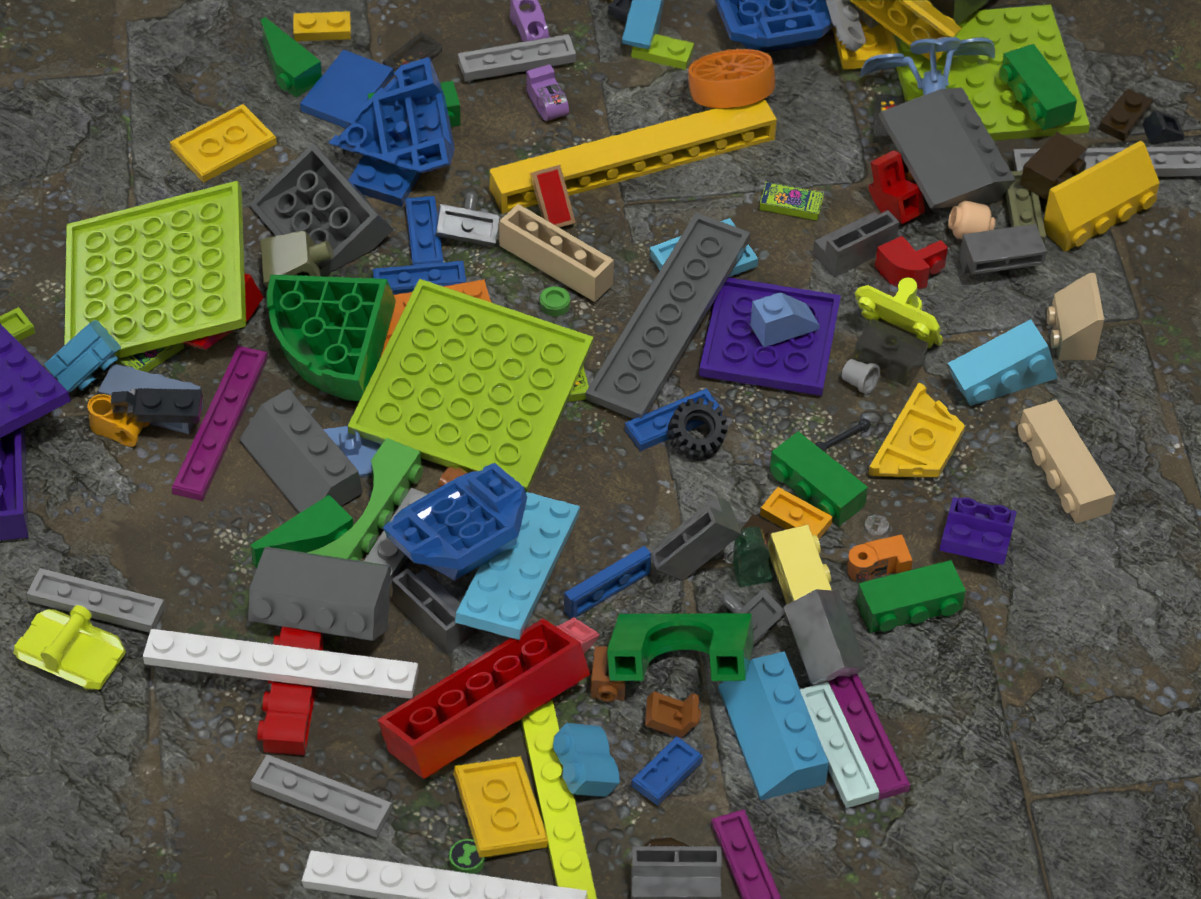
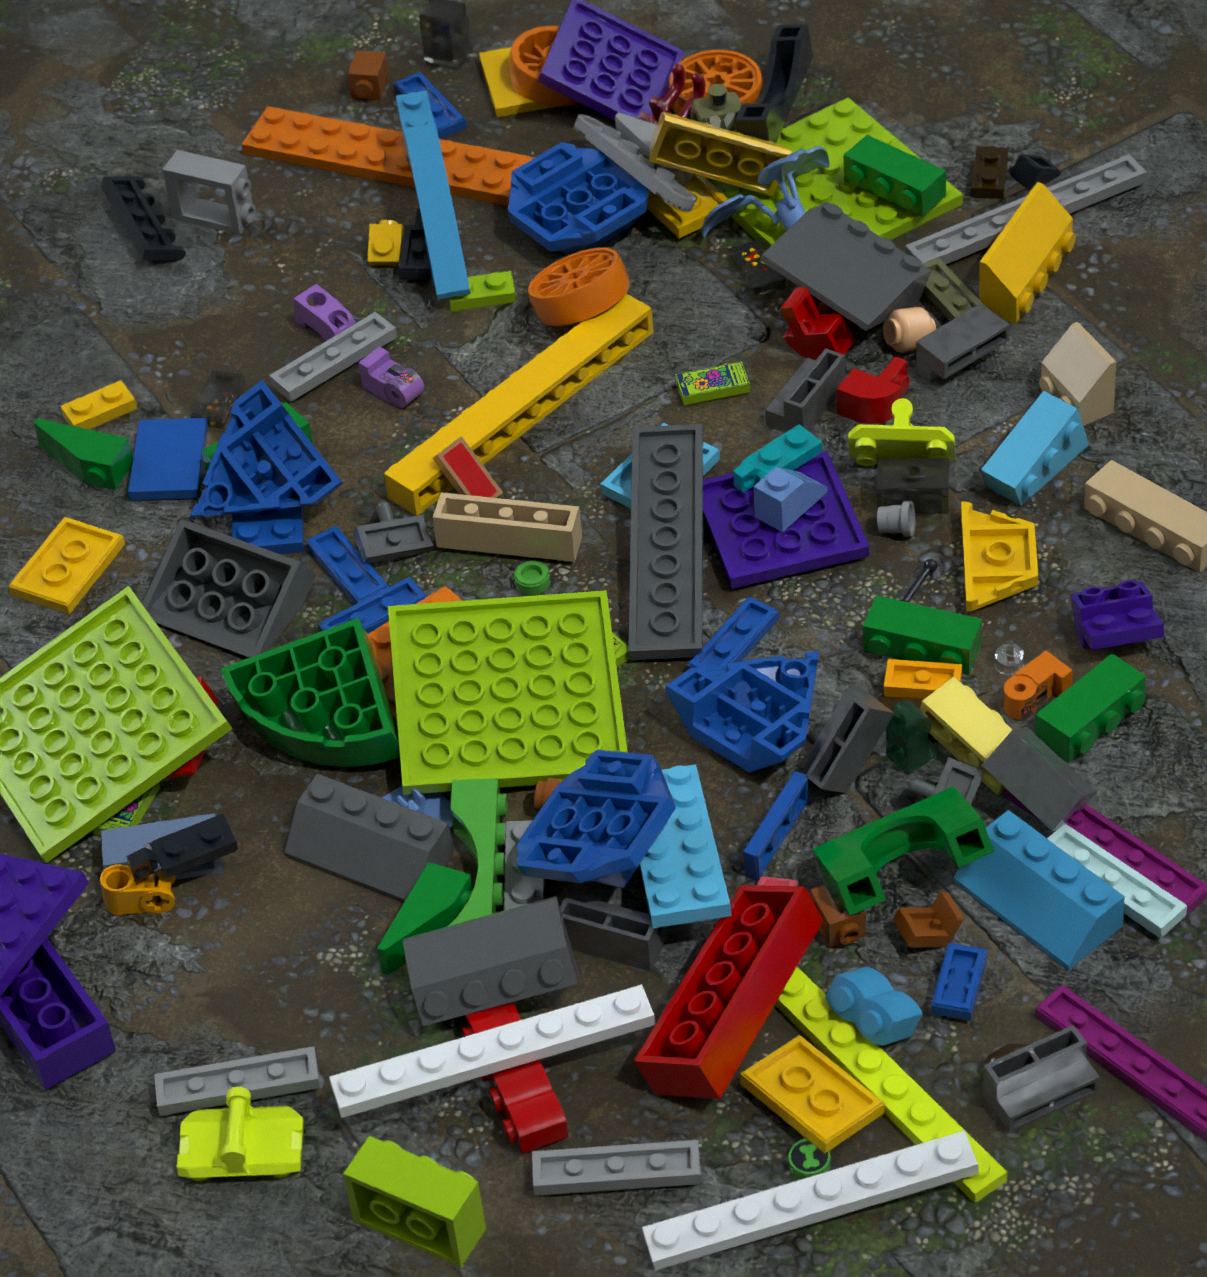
camera: 20 degrees left, 5 degrees down
(83, 356) = (66, 833): dark azure brick -> none
(157, 752) = (415, 1200): none -> lime brick
(219, 423) = (254, 855): magenta tile -> none
(293, 255) = (227, 642): olive torso -> none
(645, 479) = (750, 710): none -> blue wedge
(707, 415) = (769, 620): black tyre -> none
(798, 284) = (786, 451): none -> teal hinge
(1053, 164) = (961, 243): dark brown brick -> none

